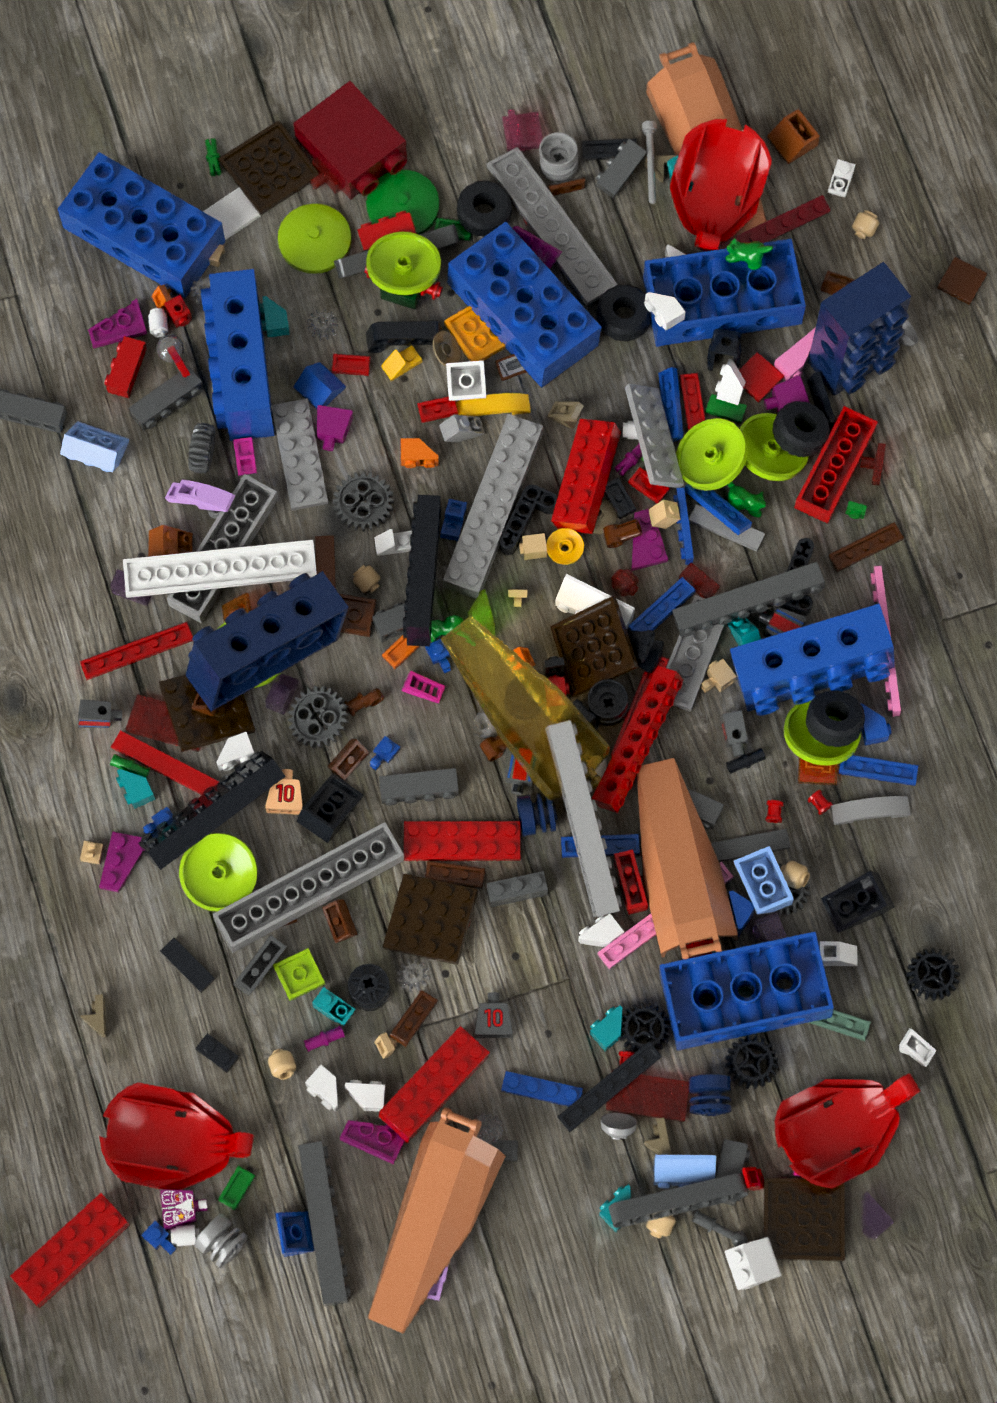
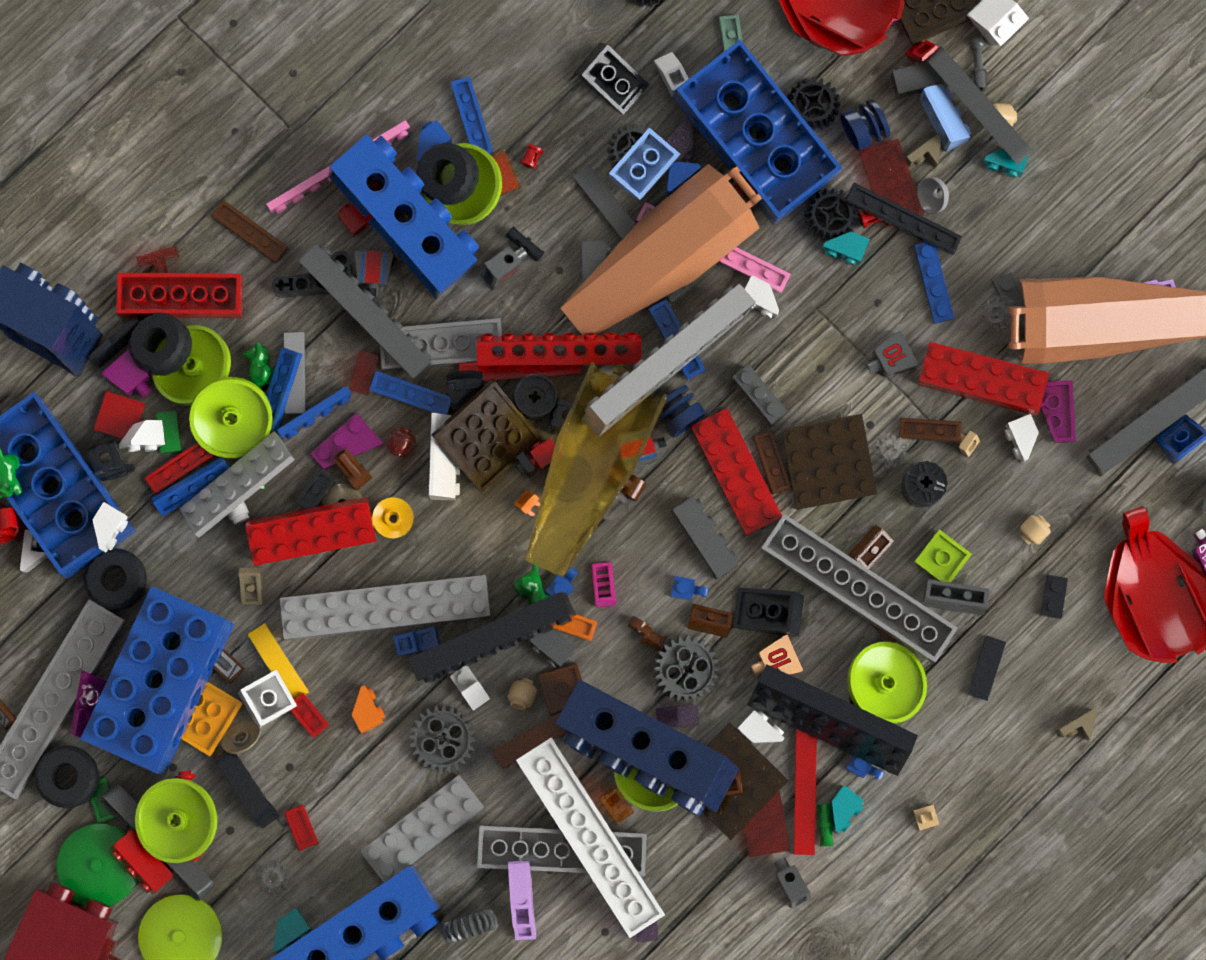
camera: 120 degrees left, 10 degrees up
(120, 860) = (919, 785): magenta wing -> none
(136, 650) = (705, 882): red tile -> none
(169, 540) = (585, 905): dark orange slope -> none
(236, 1188) = (1167, 513): green tile -> none
(245, 456) = (451, 882): dark pink slope -> none
(318, 385) = (339, 847): blue slope -> none
(324, 1038) = (990, 503): magenta pin -> none
(324, 1086) = (1034, 480): white slope -> none
(333, 425) = (378, 810): magenta torso -> none
(333, 1006) = (959, 508): teal slope -> none
(401, 362) = (275, 777): yellow slope -> none
(461, 428) = (318, 680): light grey slope -> none
(482, 612) = (509, 560): clear neon green slope -> none
(518, 594) = (465, 538): tan tile -> none
(523, 520) = (385, 570): black beam -> none
(533, 546) = (408, 548): tan brick -> none
(630, 882) = (700, 292): red brick -> none
(631, 459) = (270, 499): magenta pin -> none
(641, 482) = (288, 476): red plate -> none
(664, 514) = (313, 436): tan brick -> none
(719, 675) = (453, 306): tan brick -> none
(743, 631) = (400, 299): teal slope -> none
(774, 811) = (562, 194): red bush -> none
(794, 359) = (83, 387): bright pink slope -> none
(795, 874) = (620, 141): tan head -> none
(856, 510) = (218, 256): green plate -> none
(870, 808) = (514, 107): light grey slope -> none

